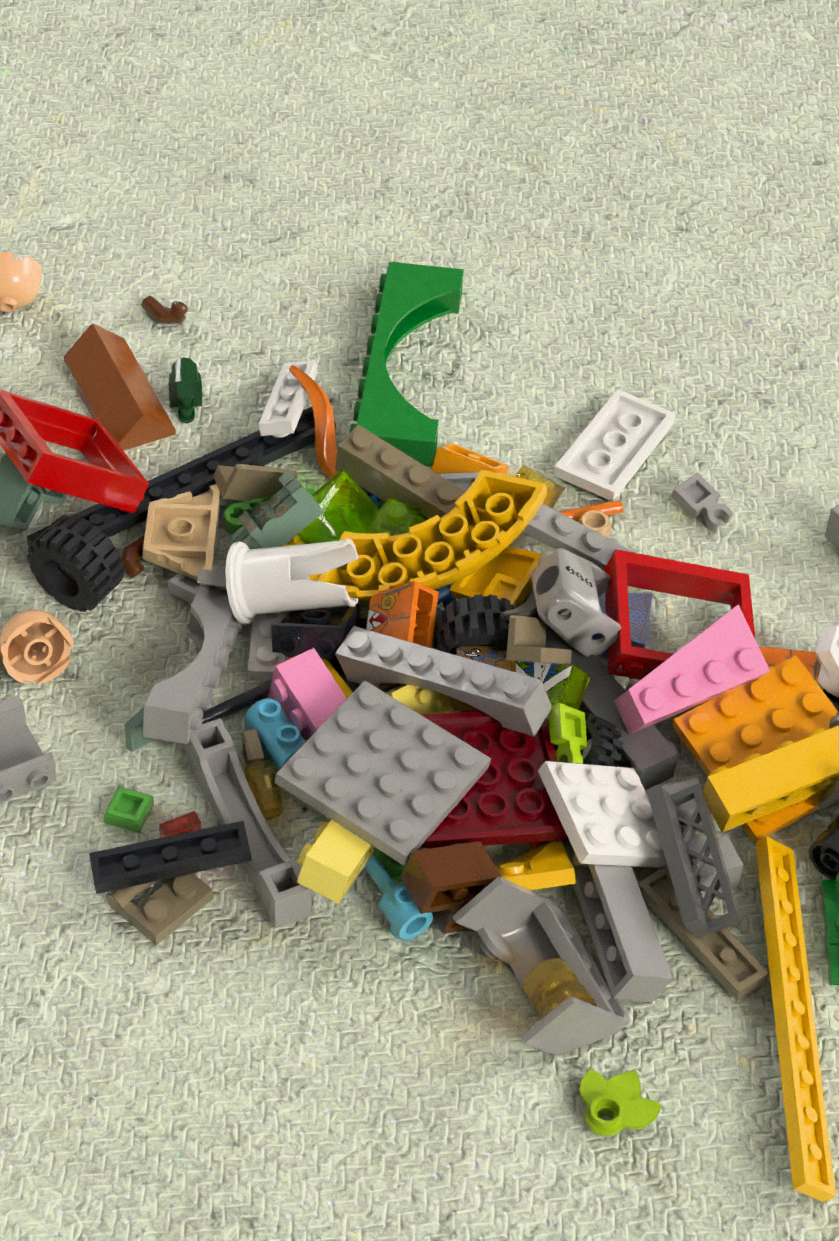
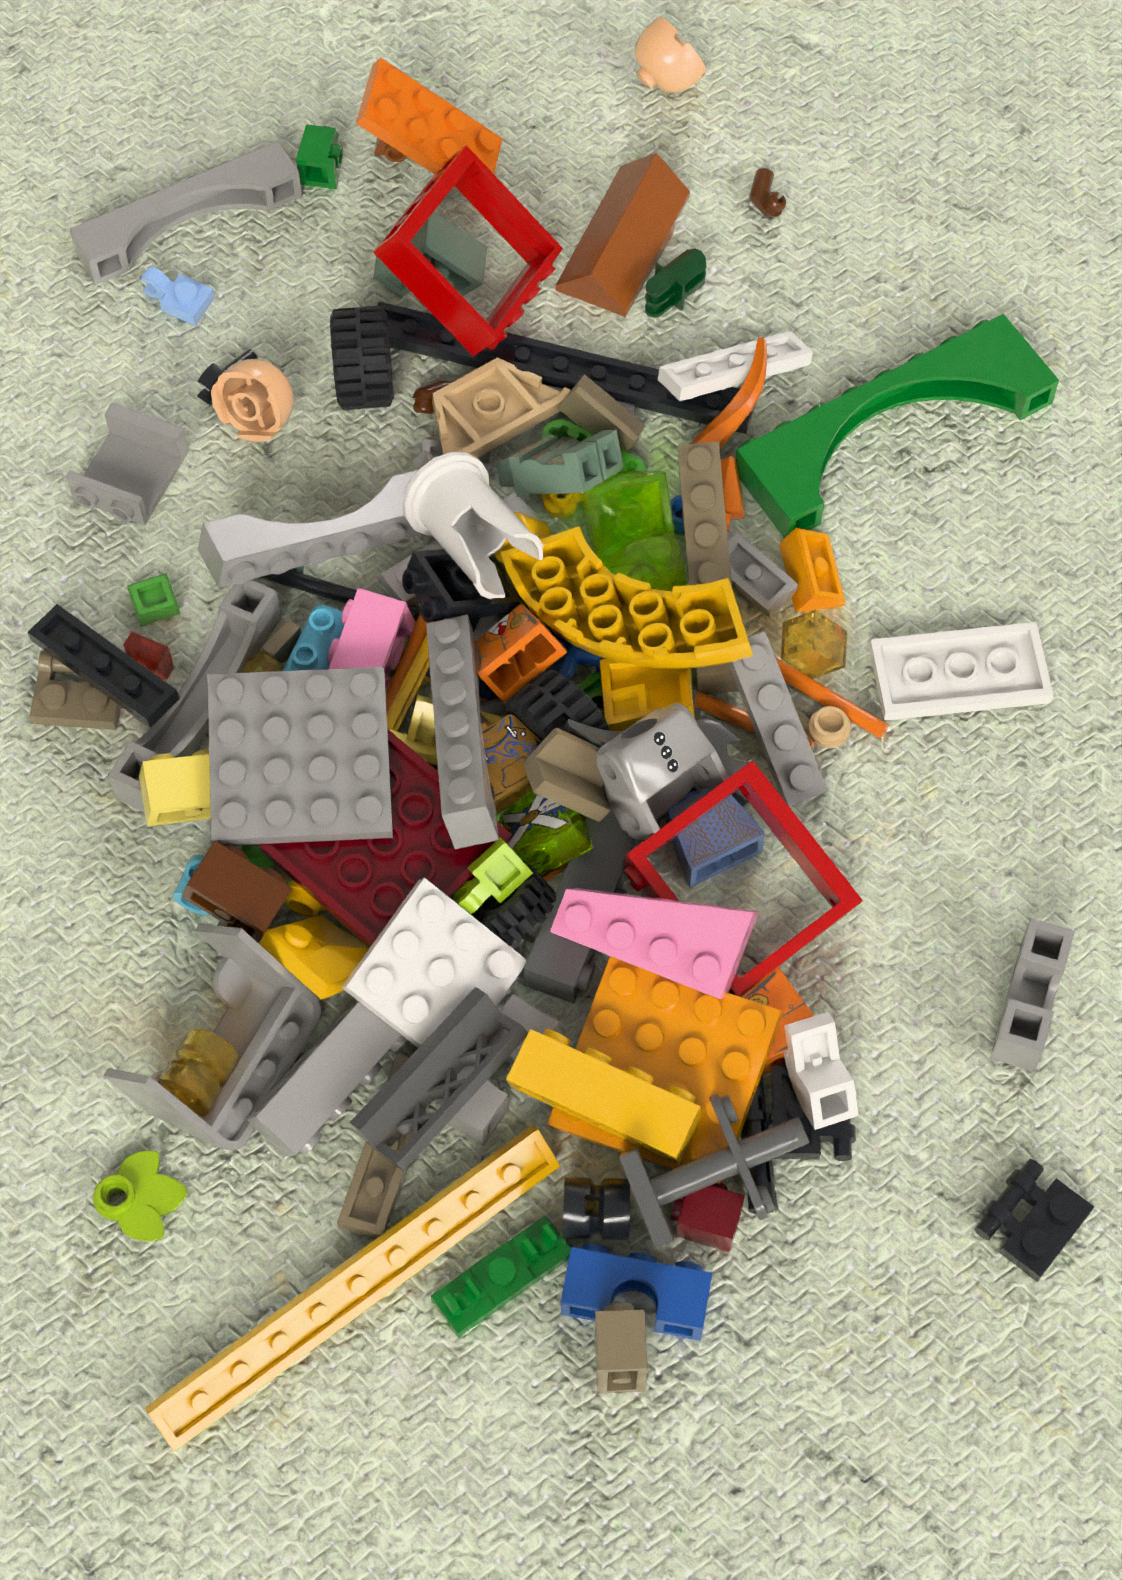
camera: 55 degrees right, 15 degrees up
(698, 498) = (957, 792): light grey plate -> none

